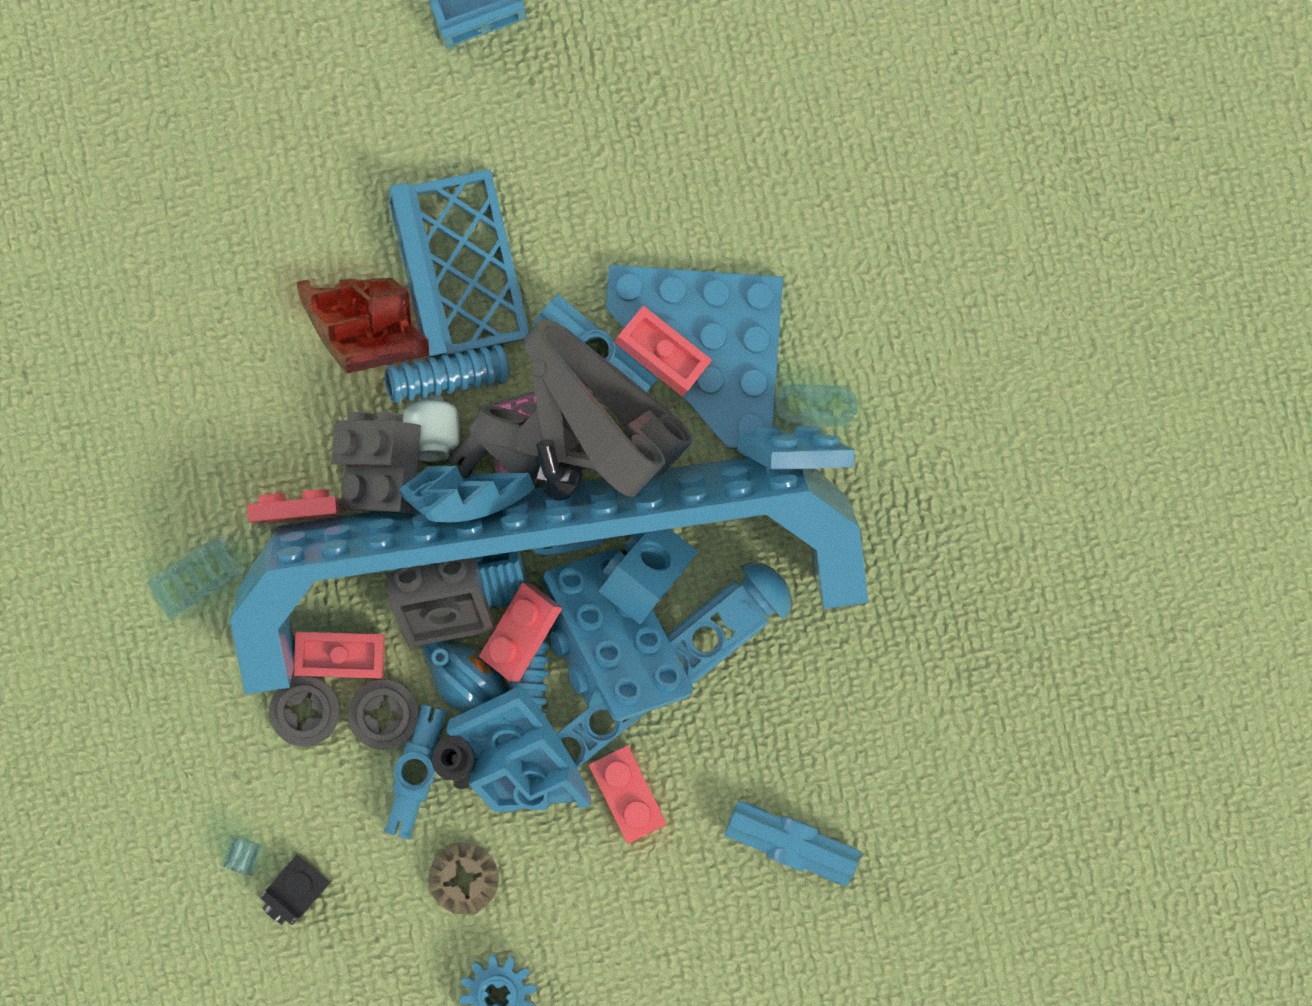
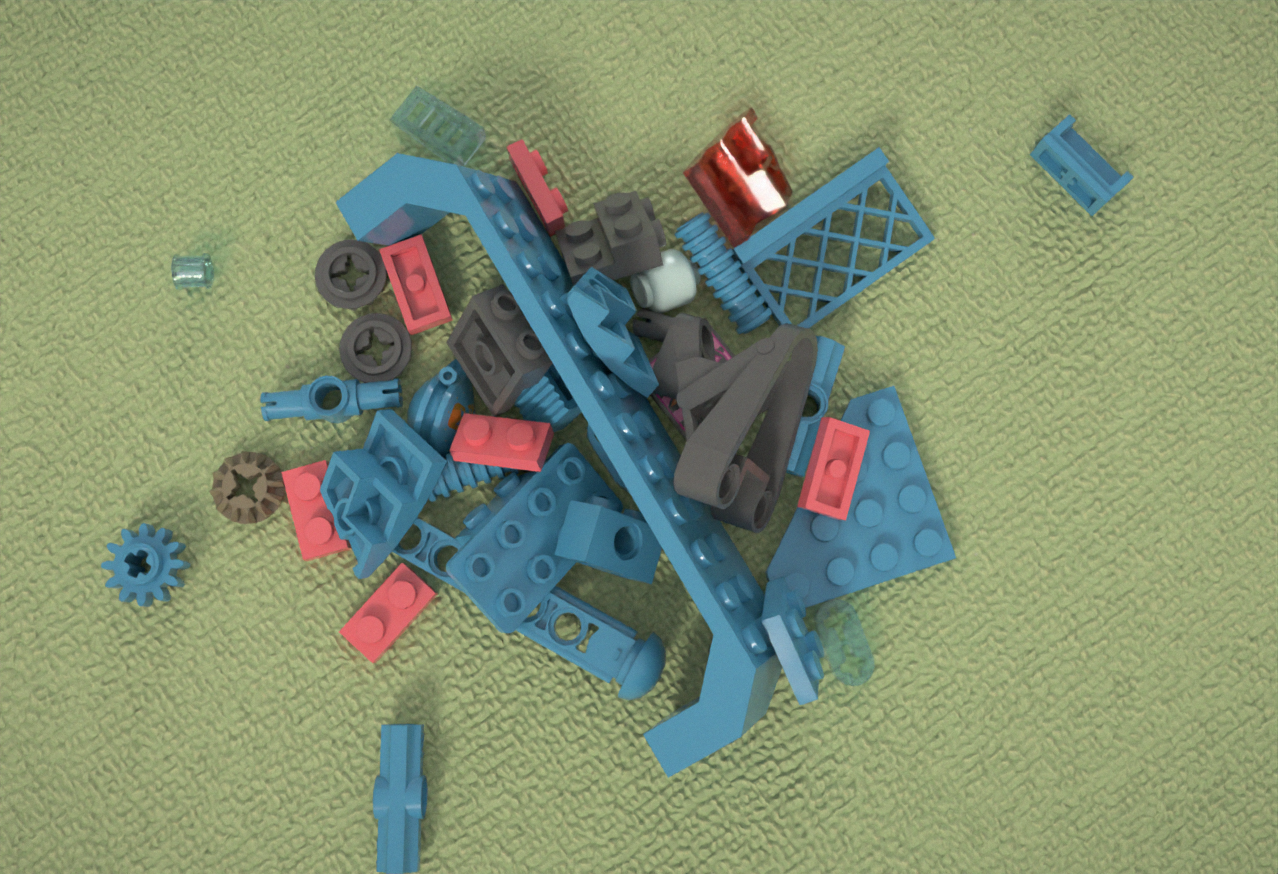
camera: 65 degrees right, 5 degrees down
(294, 891) = (176, 333): black bracket -> none
(454, 760) = (353, 429): black plate -> none
(509, 829) = (309, 512): none -> coral plate
(557, 479) = (664, 414): black plate -> none

